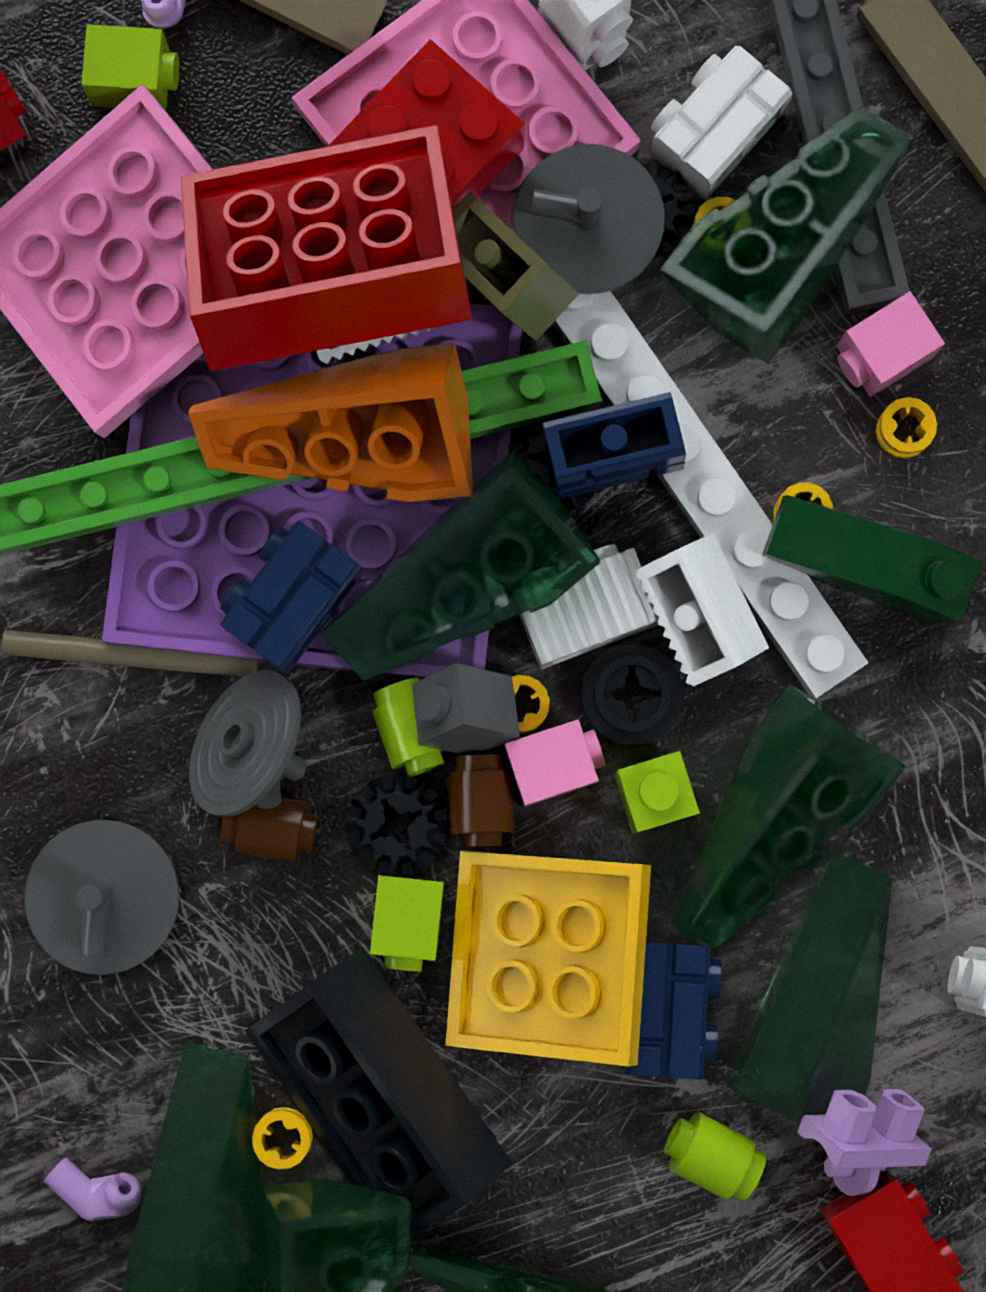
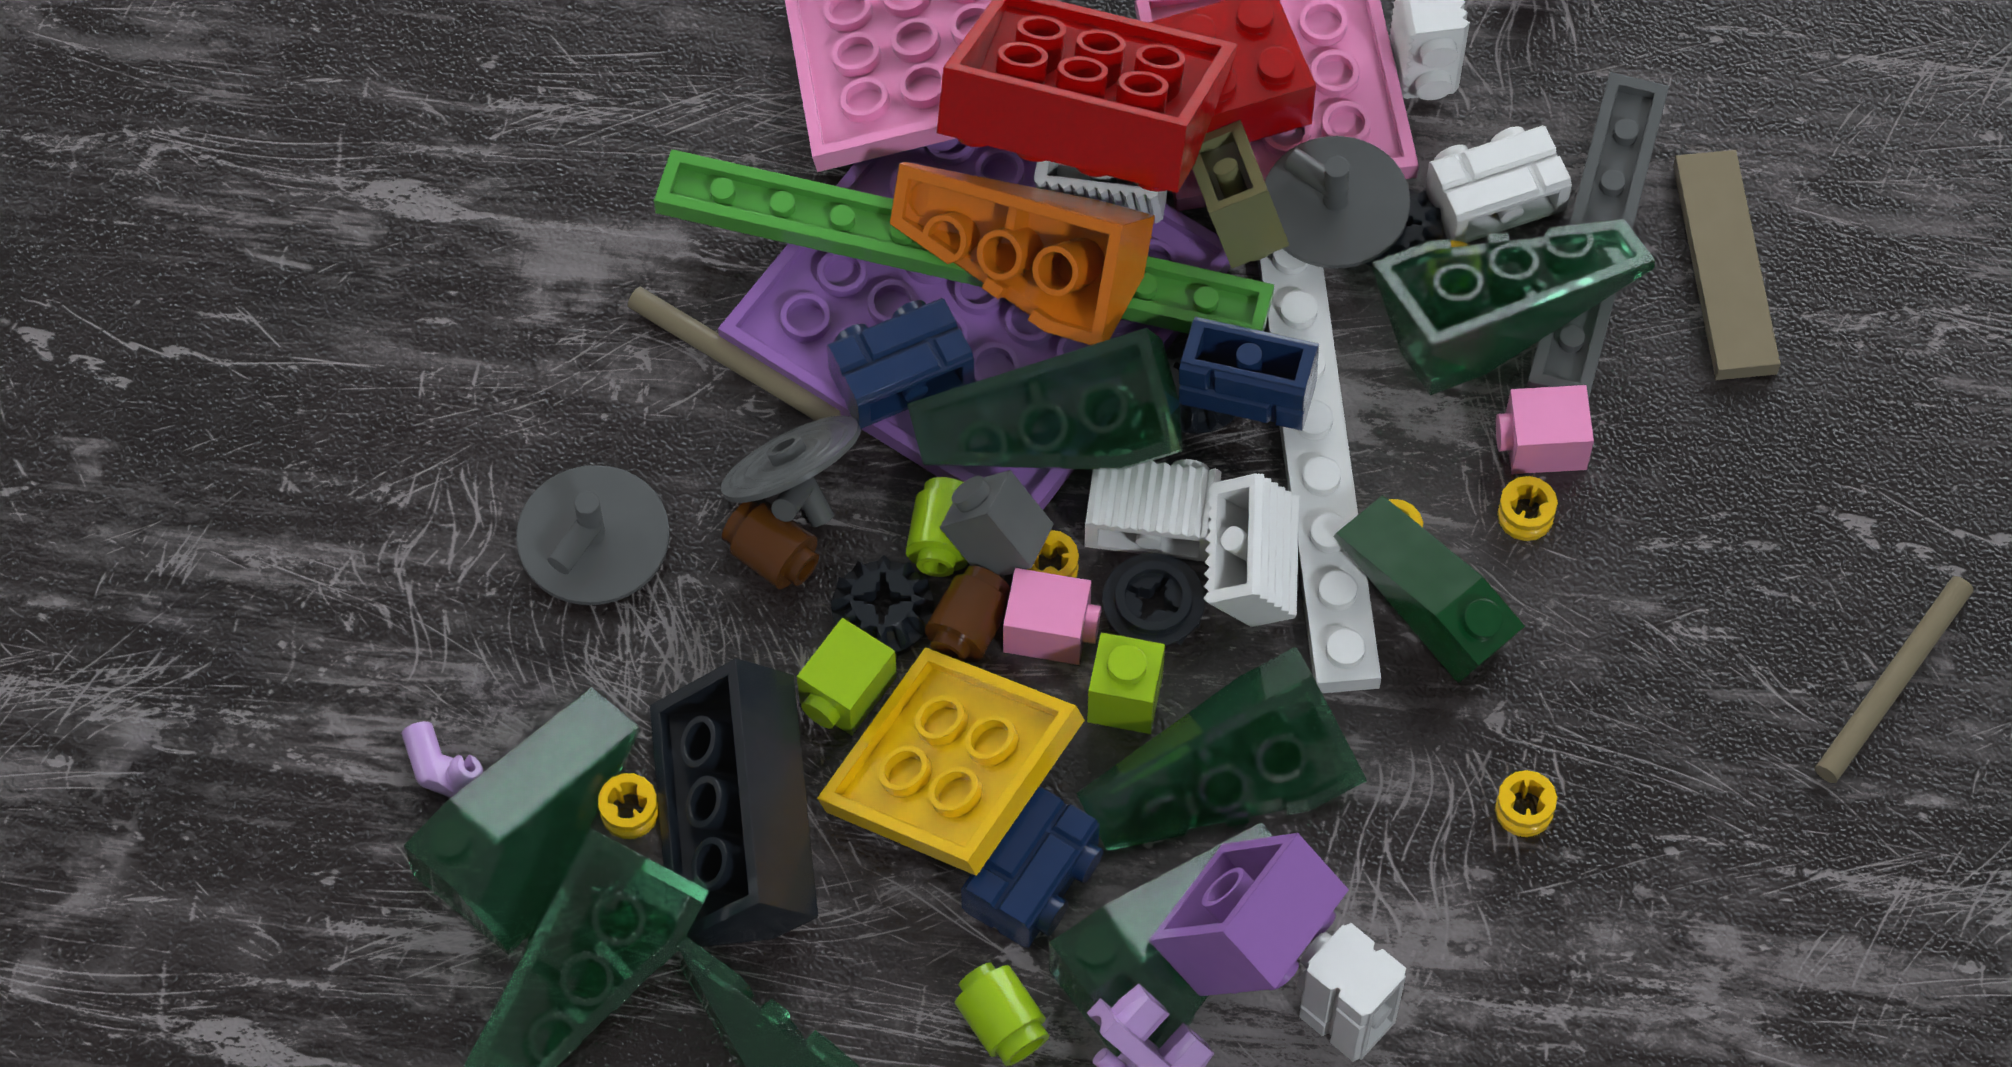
camera: 30 degrees right, 20 degrees down
(900, 980) = (1250, 916): none -> medium lavender brick

